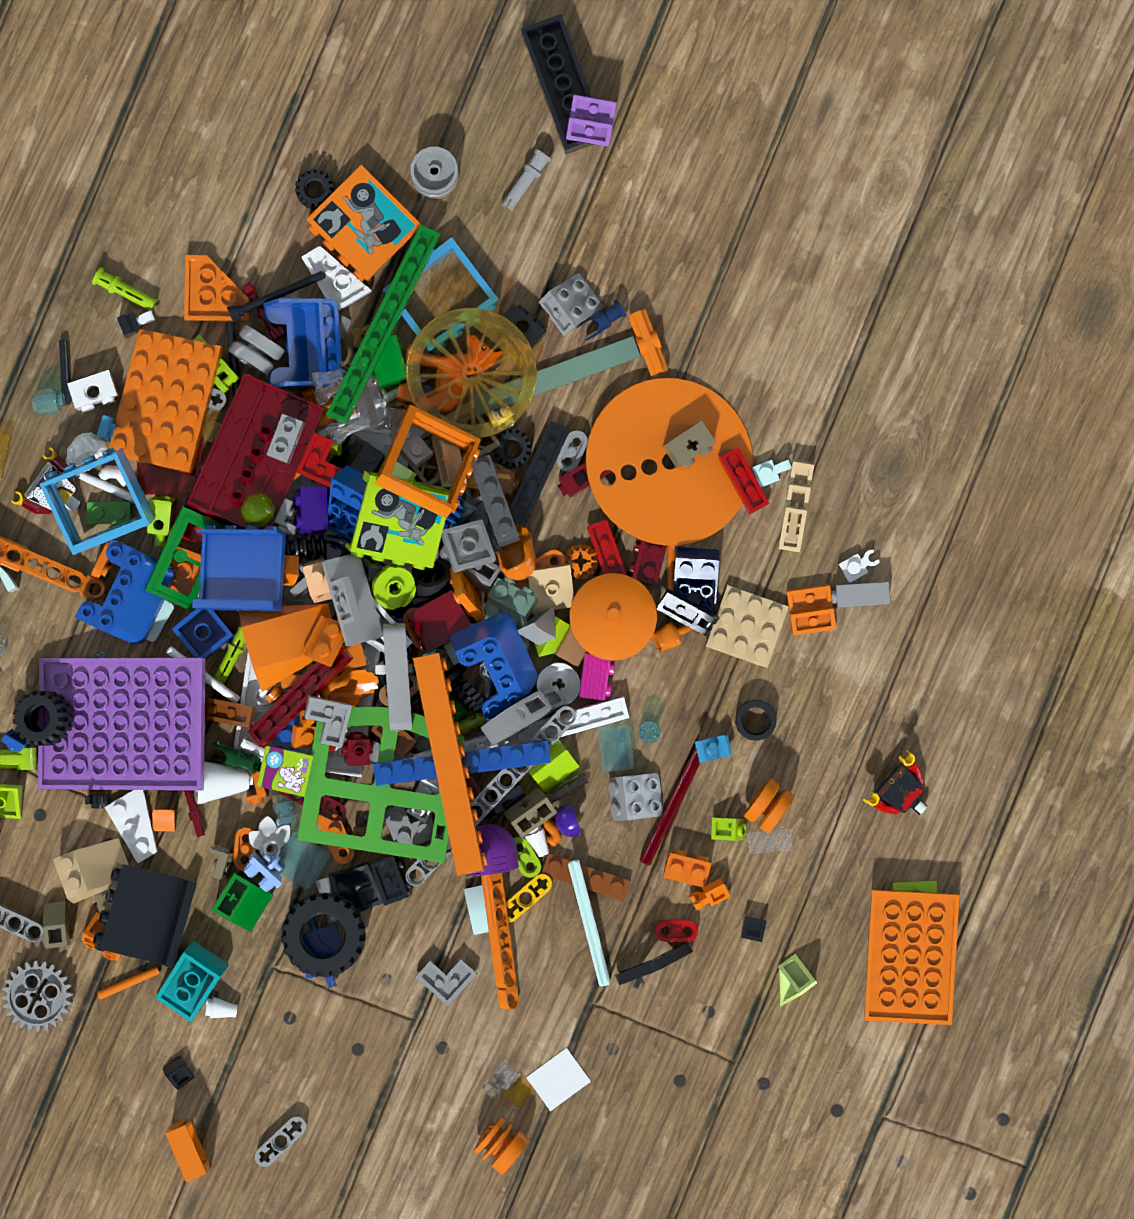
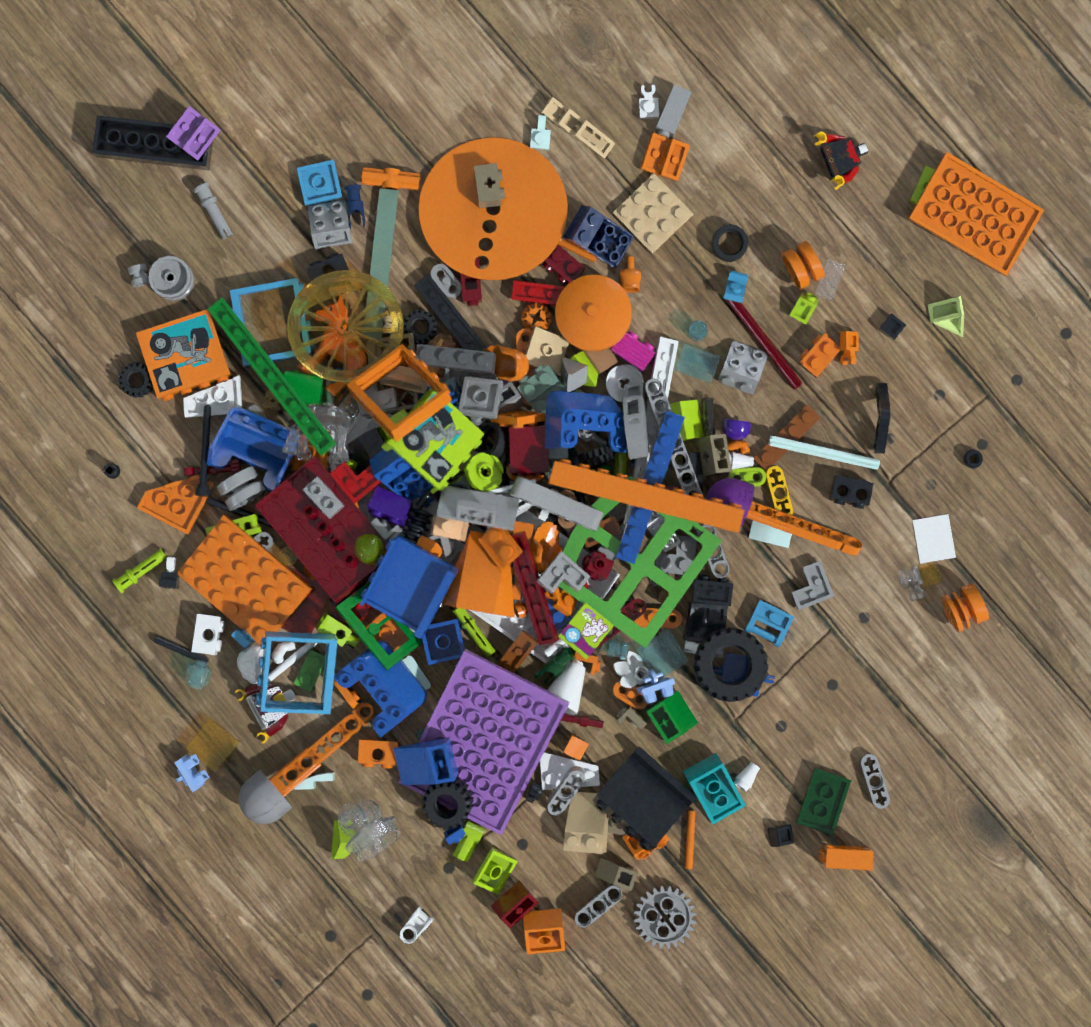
camera: 60 degrees left, 0 degrees up
(69, 631) = (366, 749): none -> orange brick
(72, 677) = (426, 762): none -> blue slope
(107, 836) = (566, 798): none -> light grey beam
(208, 679) = (485, 654): white bar -> none
(216, 212) = (114, 474): none -> black pin
(234, 1099) = (823, 801): none -> dark green plate
(394, 953) = (772, 617): none -> dark azure plate
(420, 139) = (139, 275): none -> light grey wheel
(568, 969) = (851, 486): none -> black brick
(608, 272) = (319, 182): none -> dark azure plate
(659, 1085) = (977, 455): none -> black plate
(676, 930) = (864, 388): red plate -> none
(687, 612) = (618, 253): plate -> none
(743, 480) = (537, 158): red plate -> none

